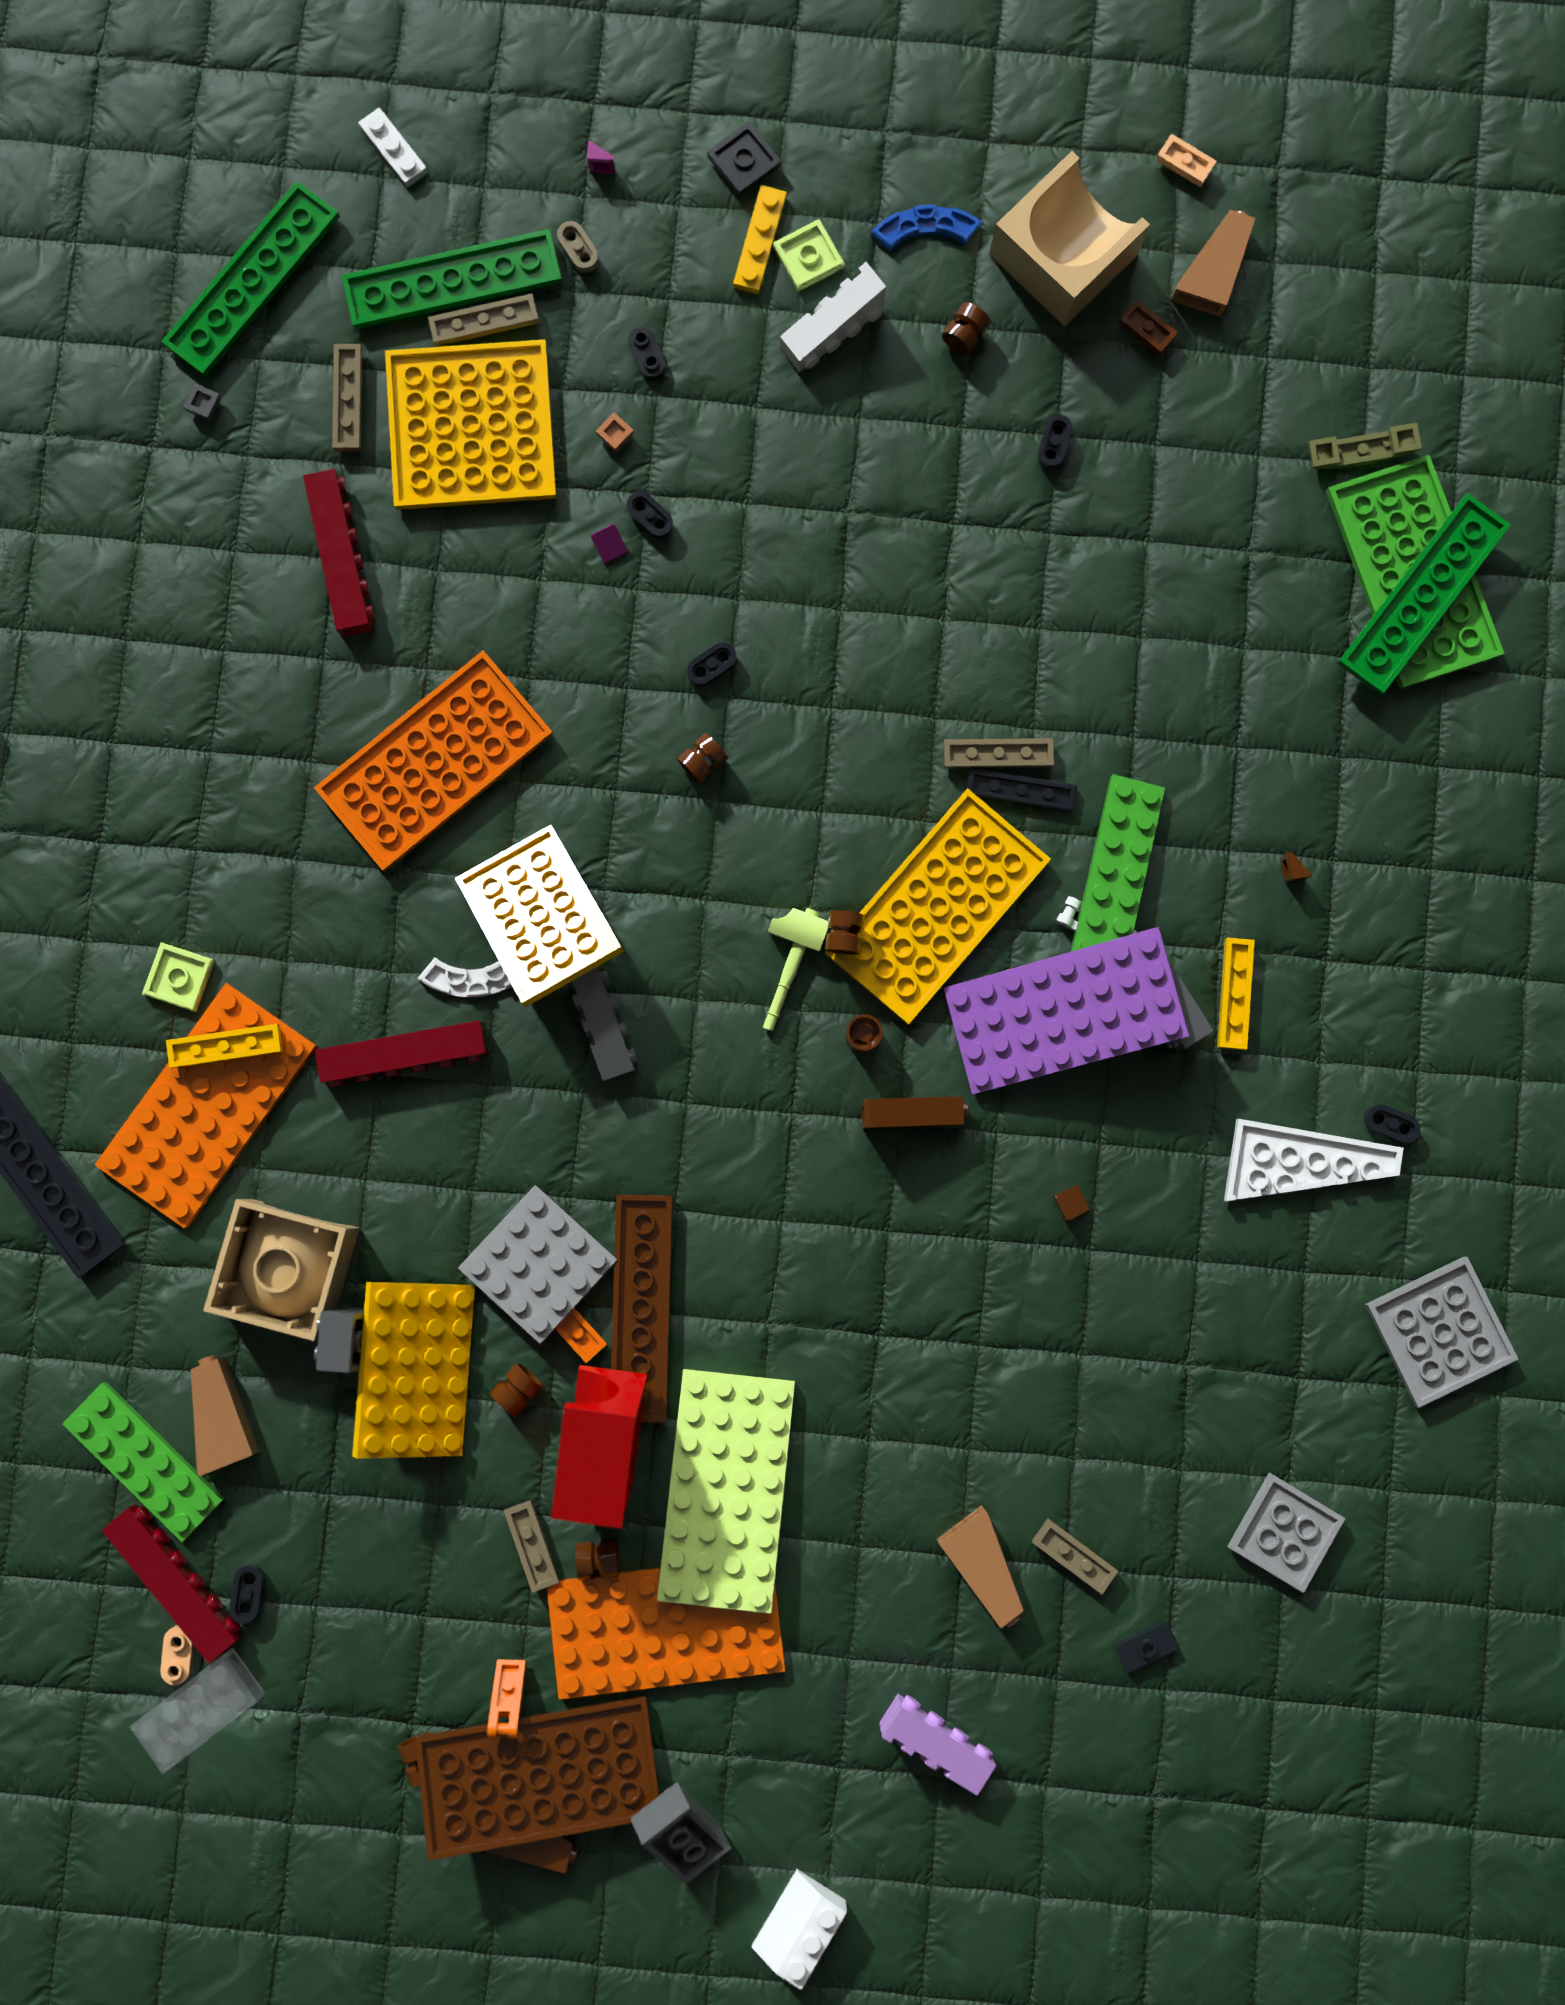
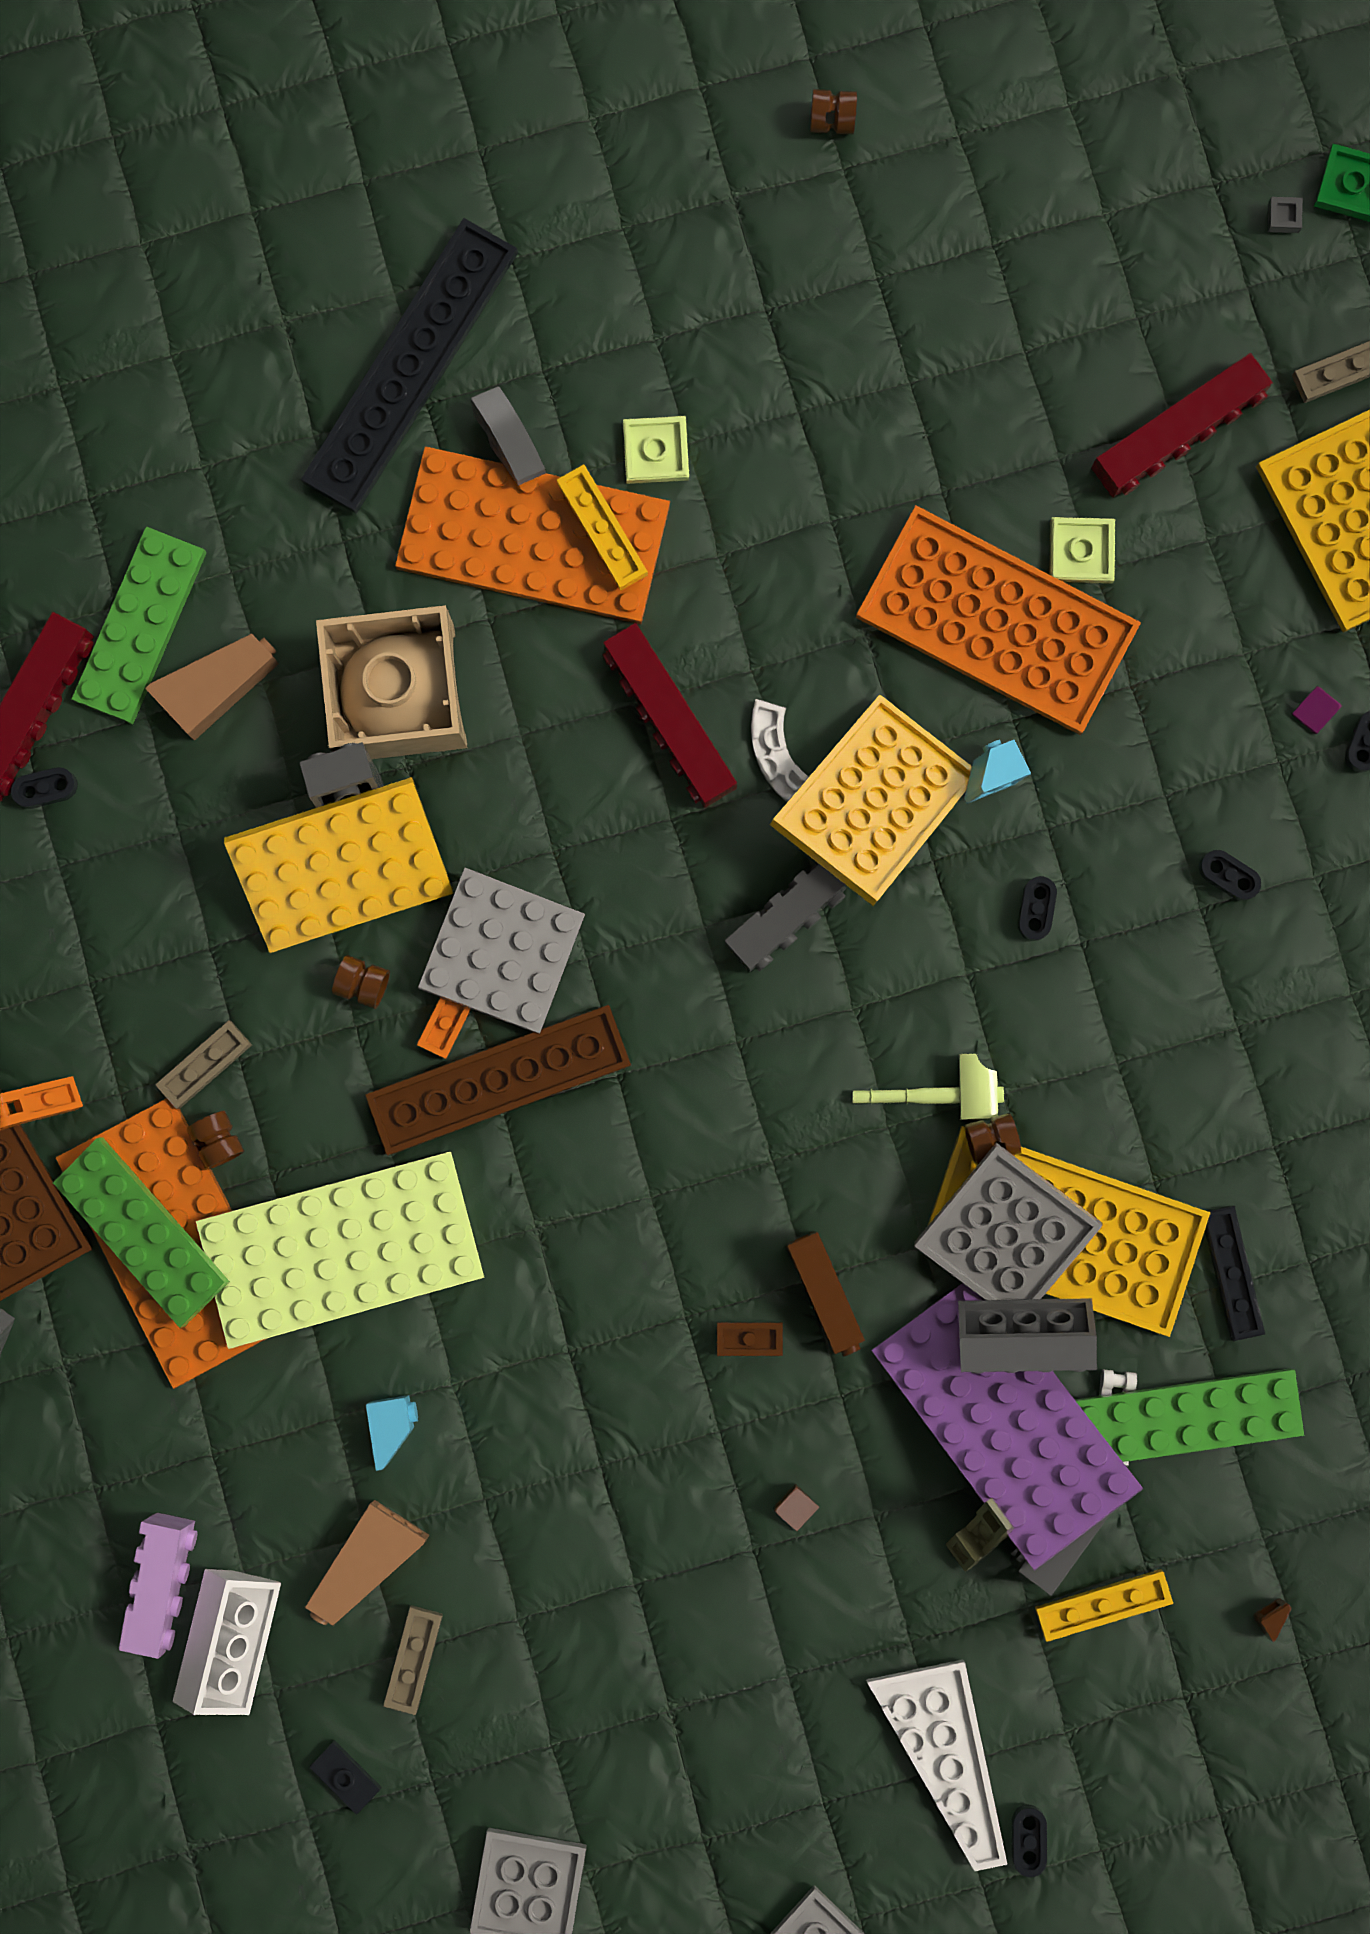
camera: 75 degrees right, 0 degrees up
(114, 1093) = (507, 435): none -> dark grey slope
(405, 671) = (1082, 549): none -> yellowish green tile
(554, 811) = (996, 770): none -> medium azure slope
(599, 1447) = (332, 1094): red piece -> none
(647, 1650) = (141, 1232): none -> bright green plate
(678, 824) = (1037, 909): none -> black plate
(702, 758) = (1109, 908): reddish brown wheel -> none
(863, 1033) = (890, 1204): reddish brown wheel -> none
(882, 1503) = (389, 1426): none -> medium azure slope
(923, 951) = (1007, 1230): none -> light grey plate
(926, 1187) = (749, 1339): none -> reddish brown plate
(998, 753) = (1264, 1232): dark tan plate -> none
(1004, 1704) = (226, 1643): none -> white slope
(1007, 968) = (1027, 1335): none -> dark grey slope
(1147, 1067) = (980, 1535): none -> olive slope

